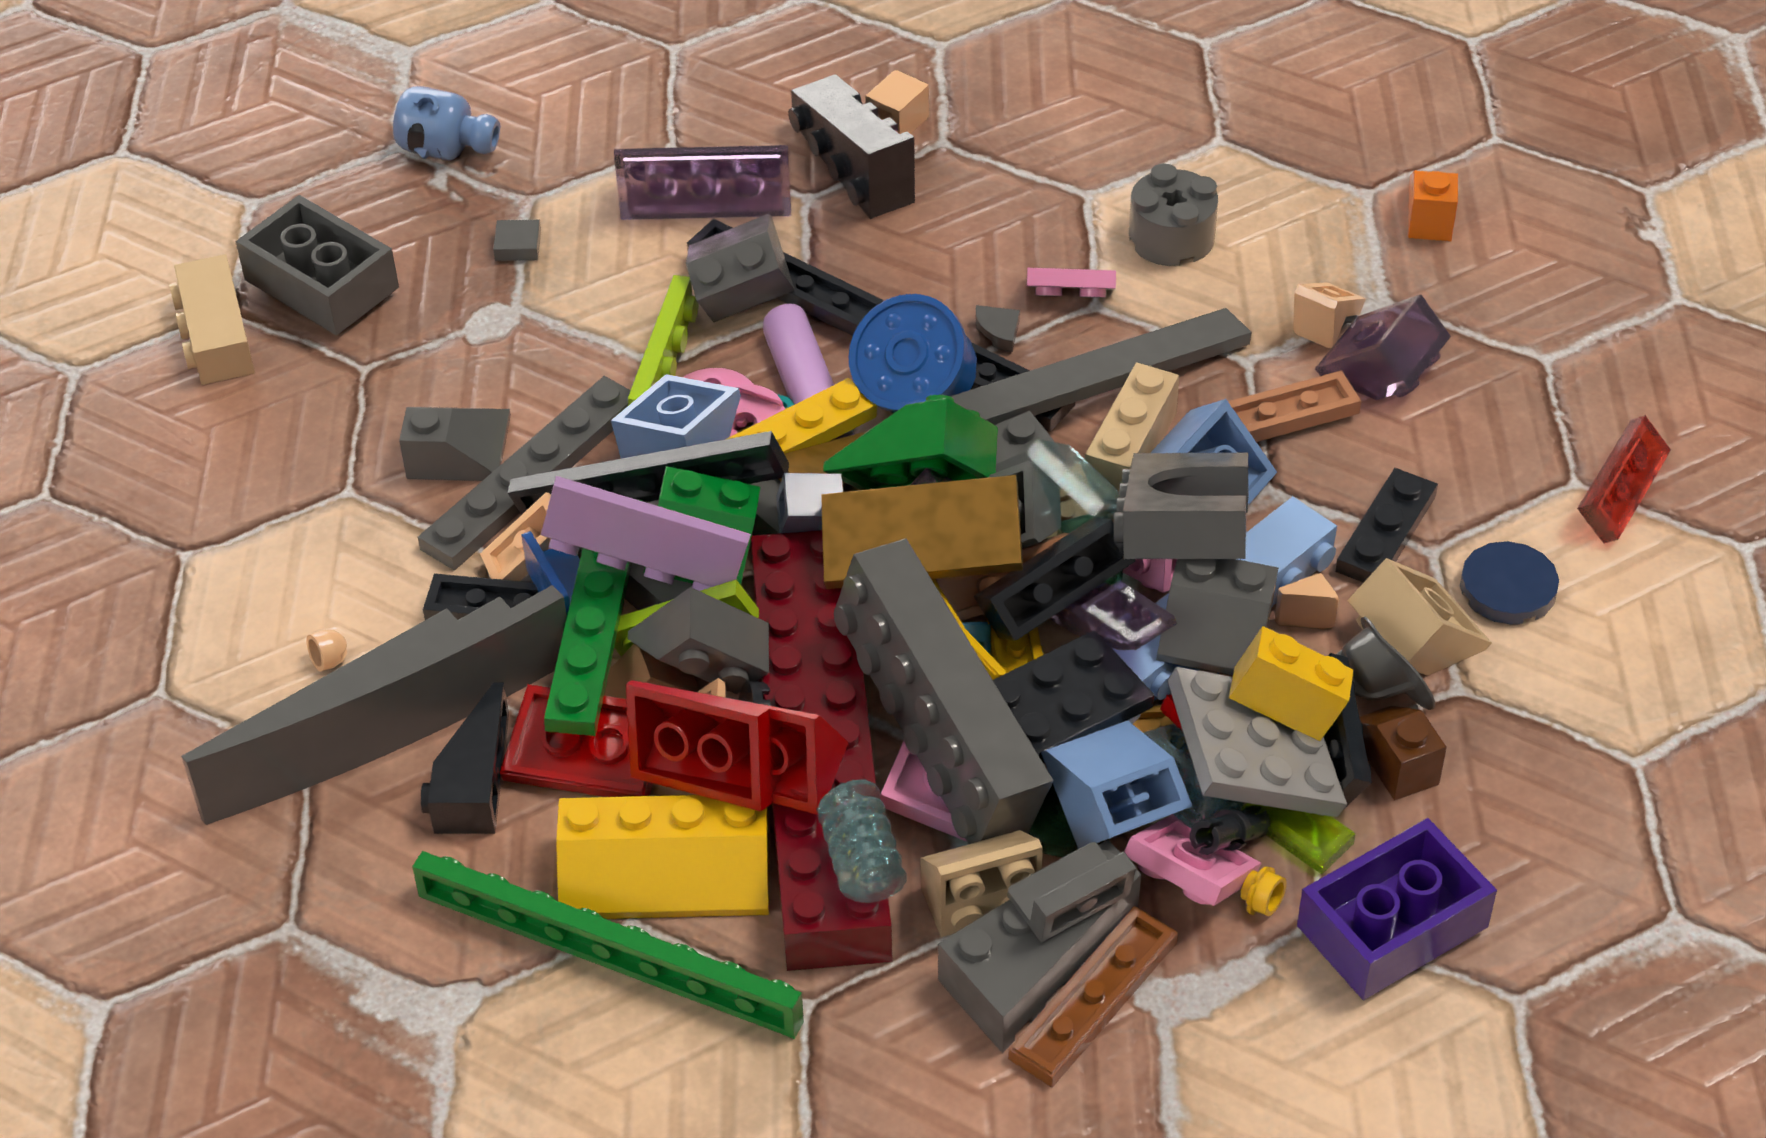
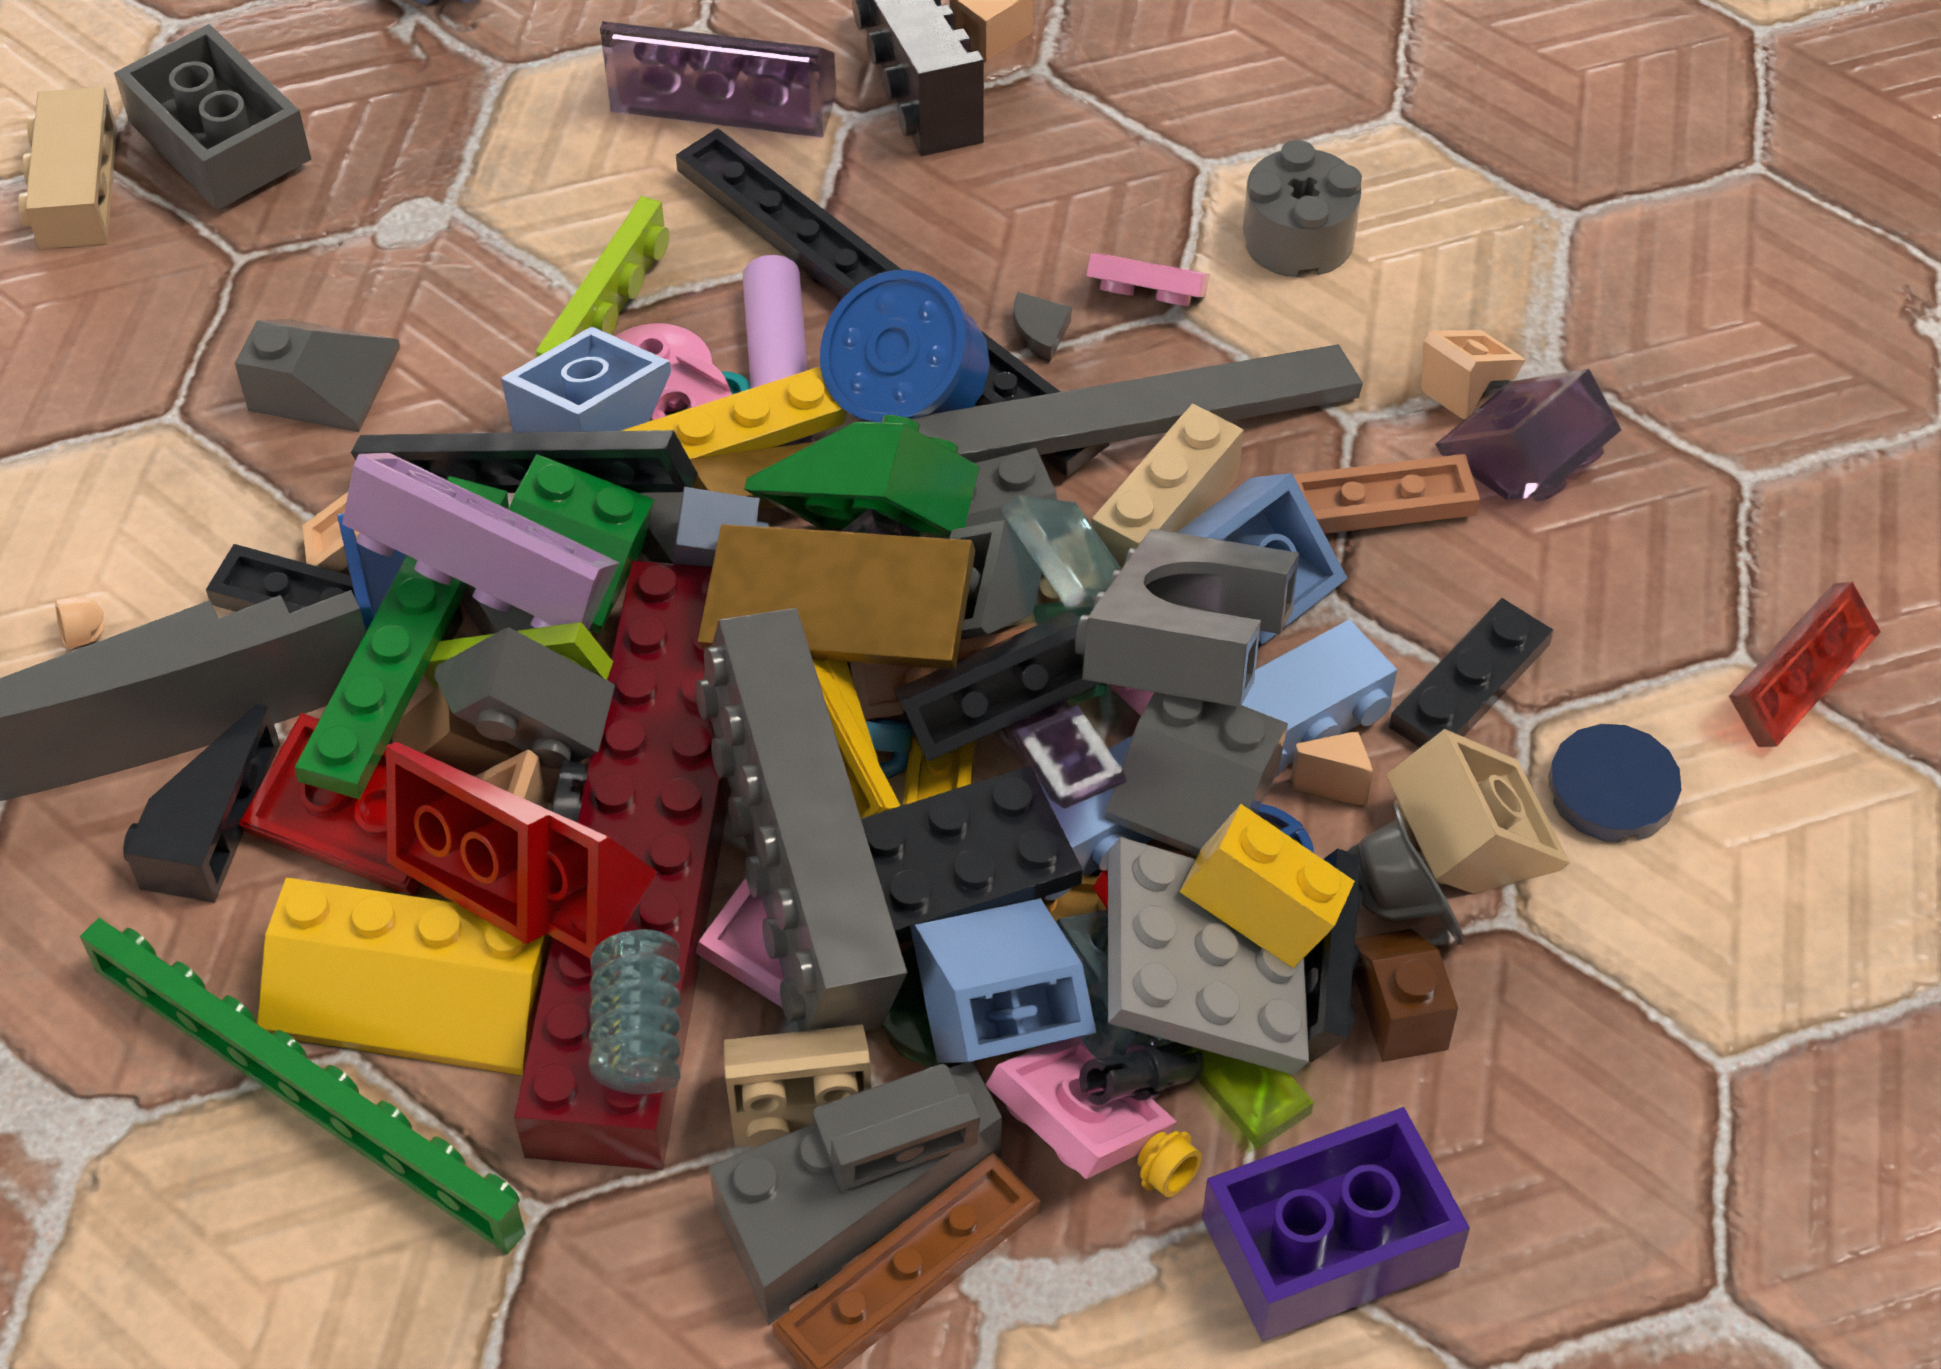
camera: 10 degrees right, 5 degrees up
(517, 240) = (473, 119): dark grey tile -> none
(554, 448) = (428, 405): dark grey plate -> none
(738, 268) = (725, 199): dark grey slope -> none
(1432, 205) = (1645, 246): orange slope -> none

